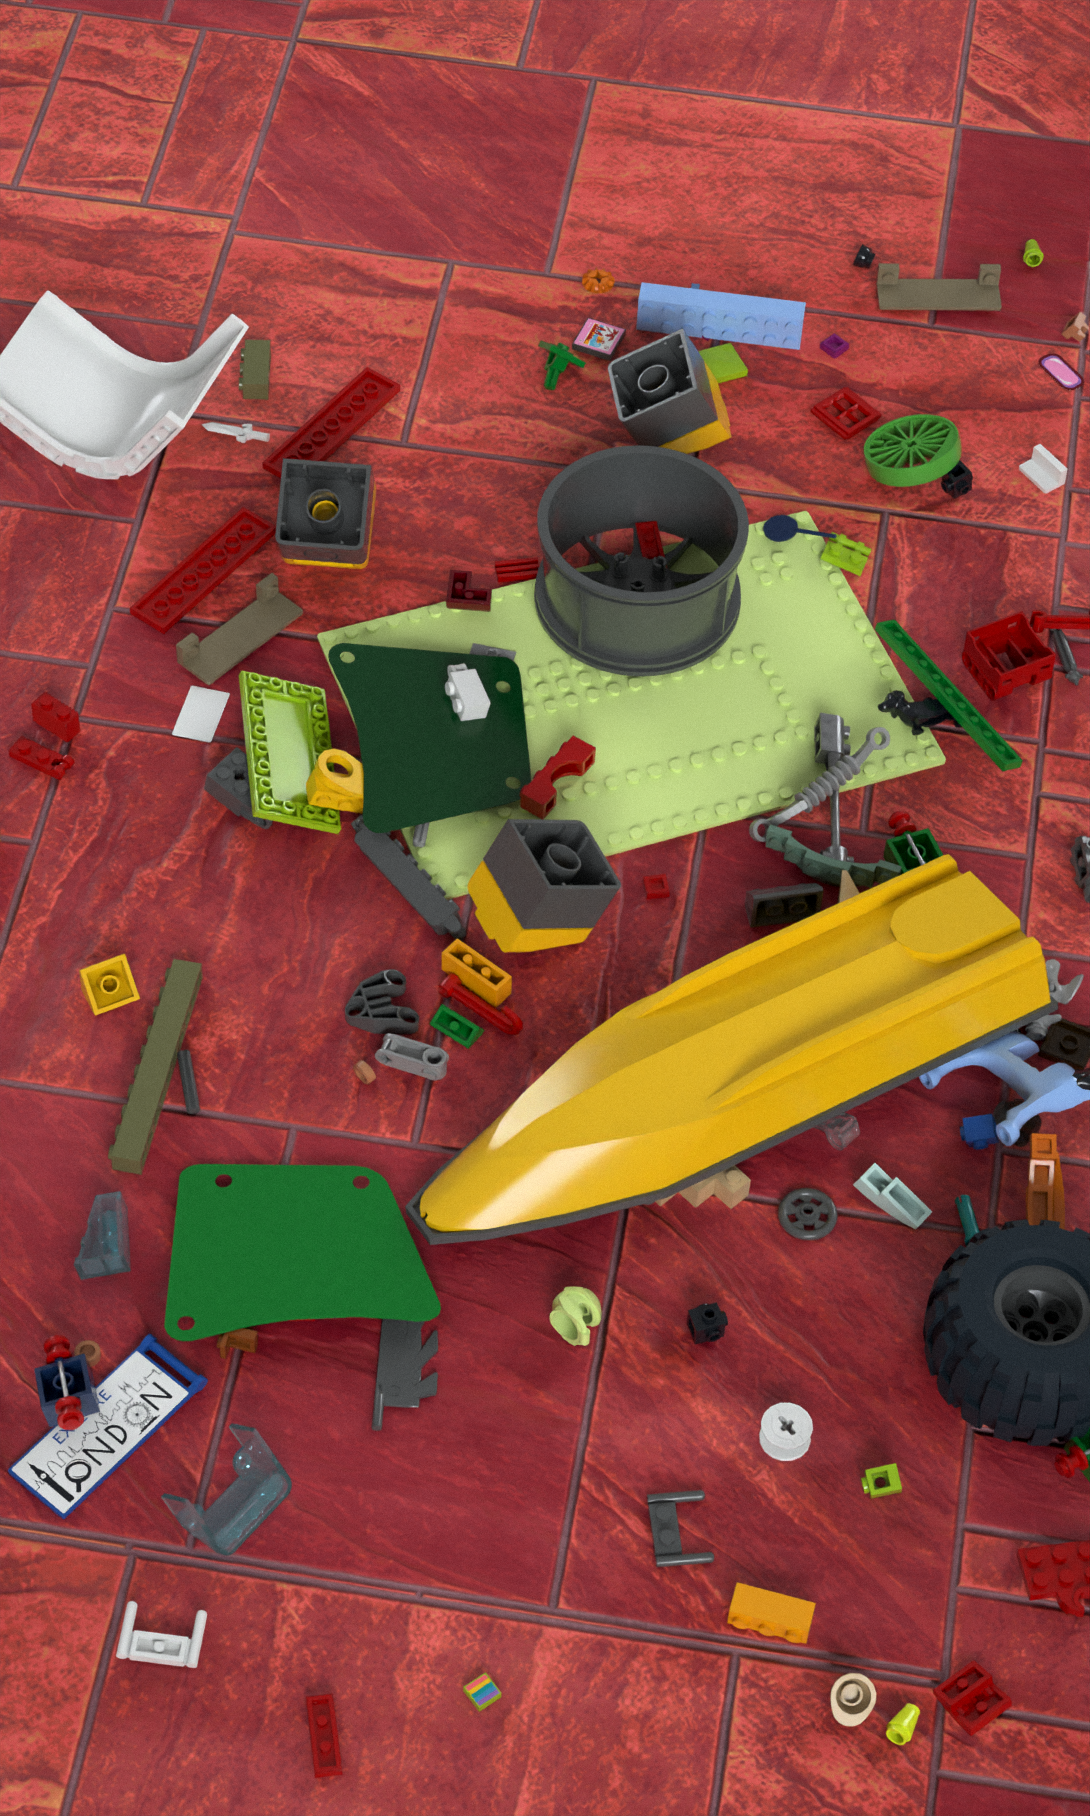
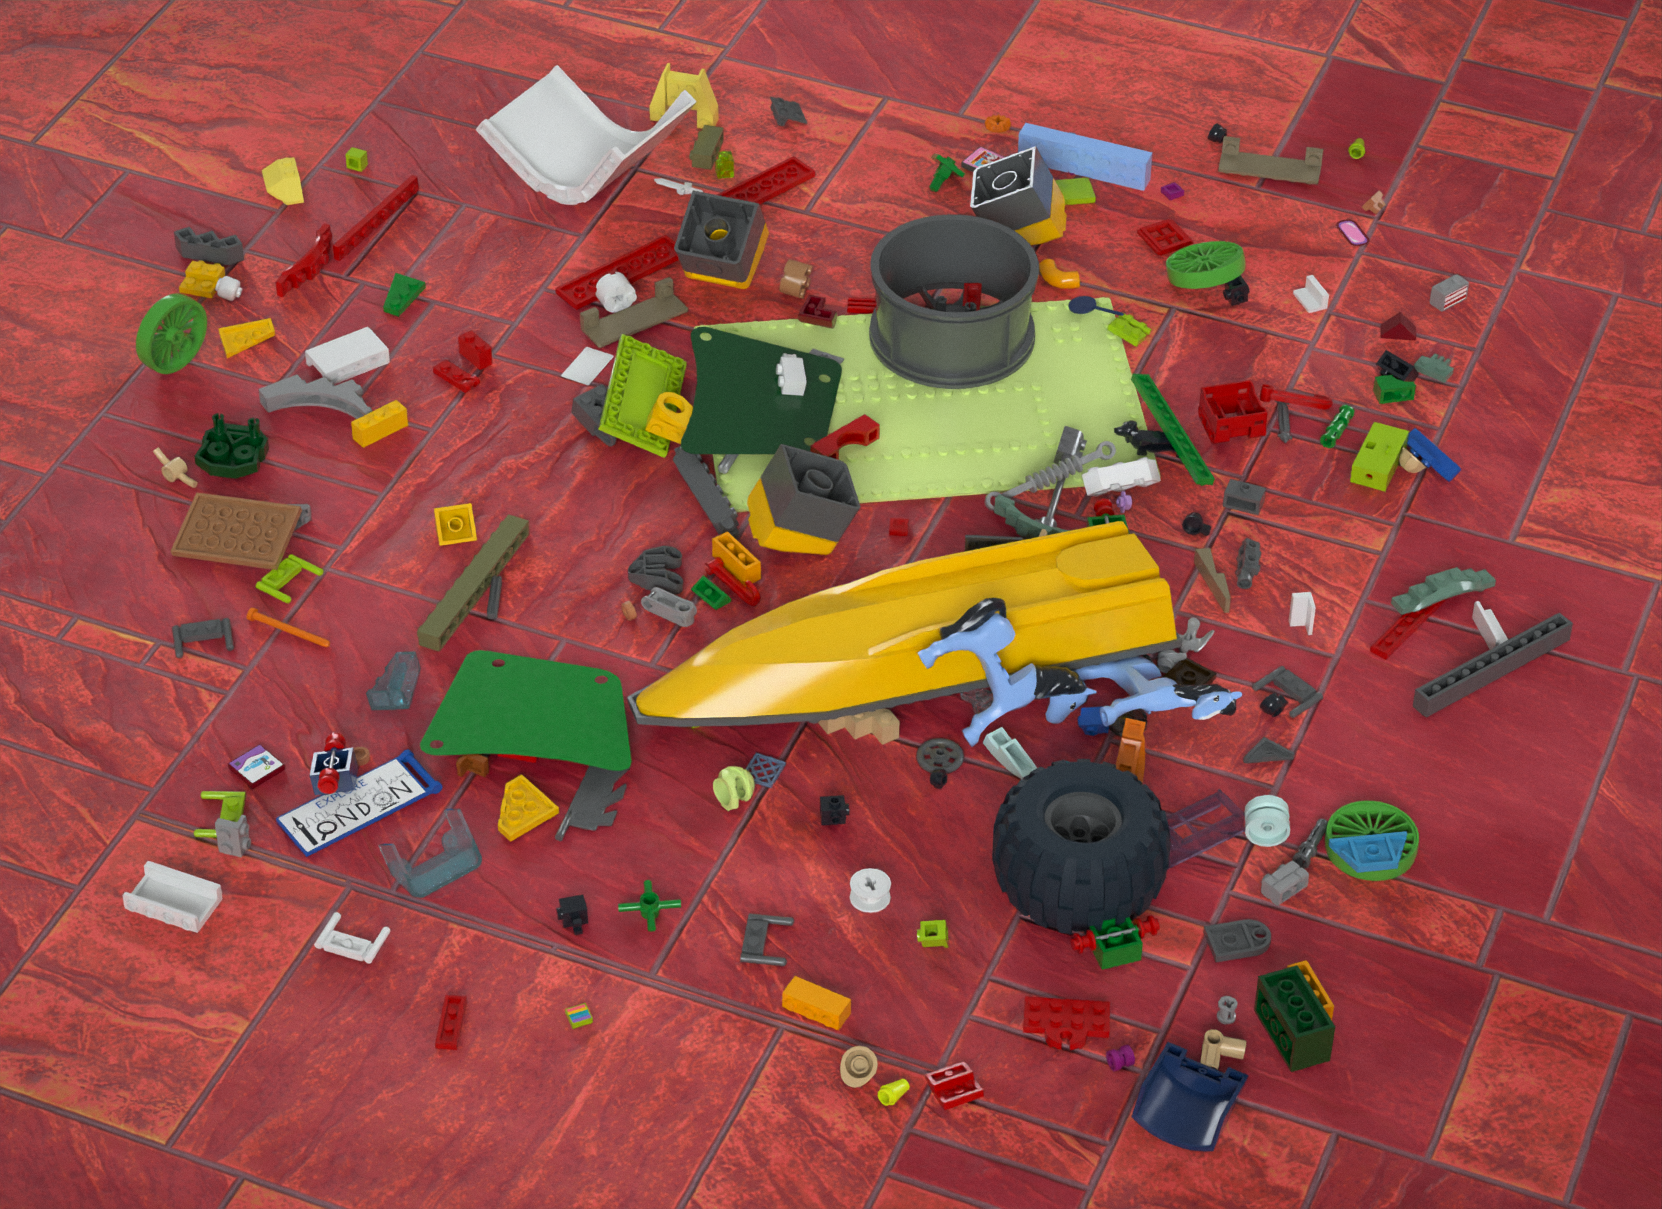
camera: 15 degrees right, 10 degrees down
(209, 299) = (698, 86): none -> light yellow wedge
(209, 605) = (615, 292): none -> white brick
(286, 393) = (724, 165): none -> clear neon green brick
(320, 1394) = (523, 808): none -> yellow plate
(337, 301) = (786, 110): none -> dark grey hinge
(426, 548) = (796, 278): none -> medium nougat brick
(431, 1539) = (573, 912): none -> black brick
(522, 1500) = (649, 905): none -> green bar
(602, 1260) = (782, 764): none -> sand blue window
(750, 494) = (1058, 278): none -> light orange cylinder
(818, 1249) = (938, 778): none -> black plate
(847, 1062) = (986, 634): none -> light blue animal
(904, 771) = (1121, 476): none -> white brick
(916, 804) = (1124, 502): none -> lavender plate
(1008, 822) = (1194, 524): none -> black piece
(1055, 772) = (1244, 497): none -> dark grey brick
(1060, 902) = (1216, 581): none -> dark tan slope

